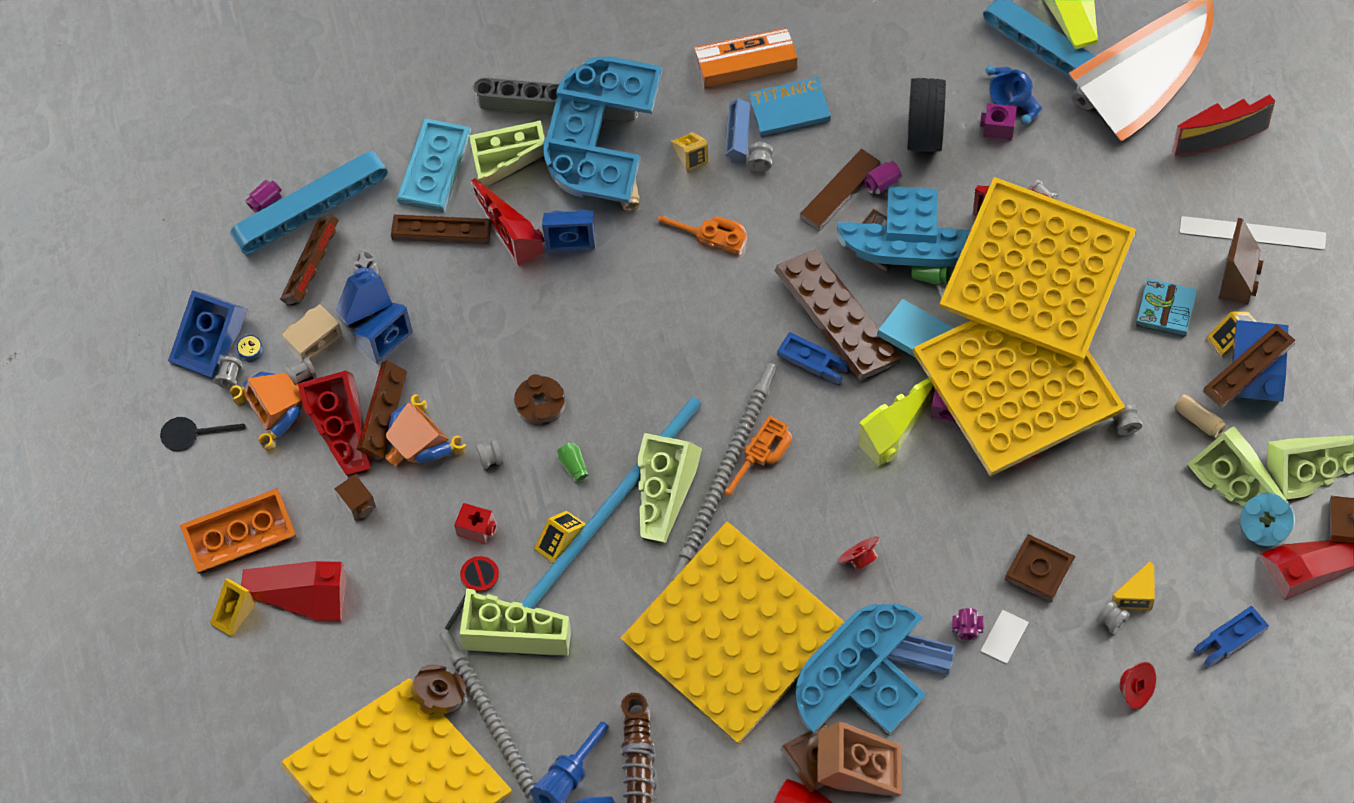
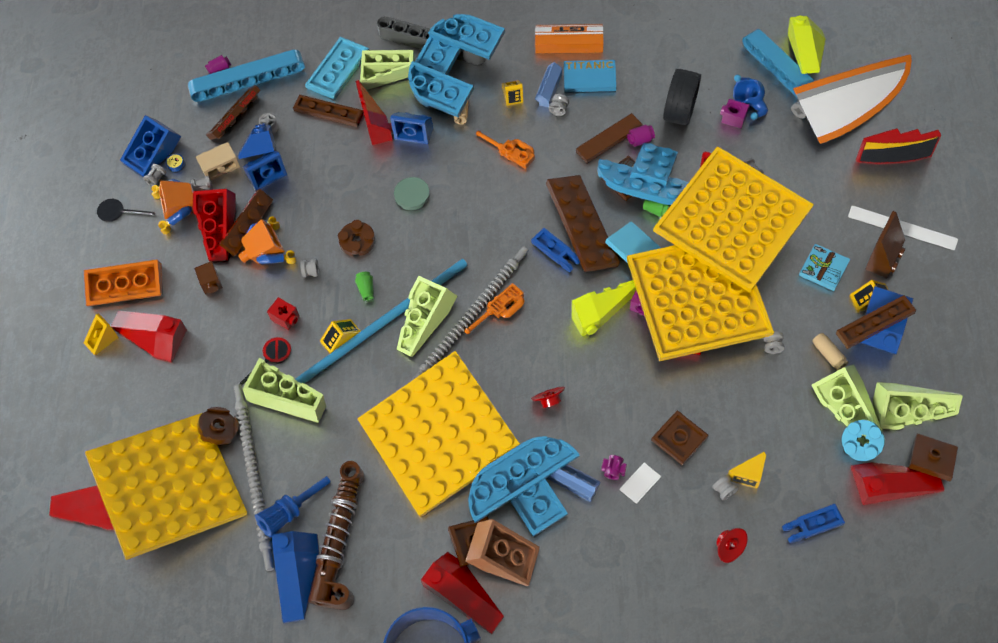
camera: 15 degrees right, 0 degrees up
(595, 322) = (411, 193): none -> sand green tile

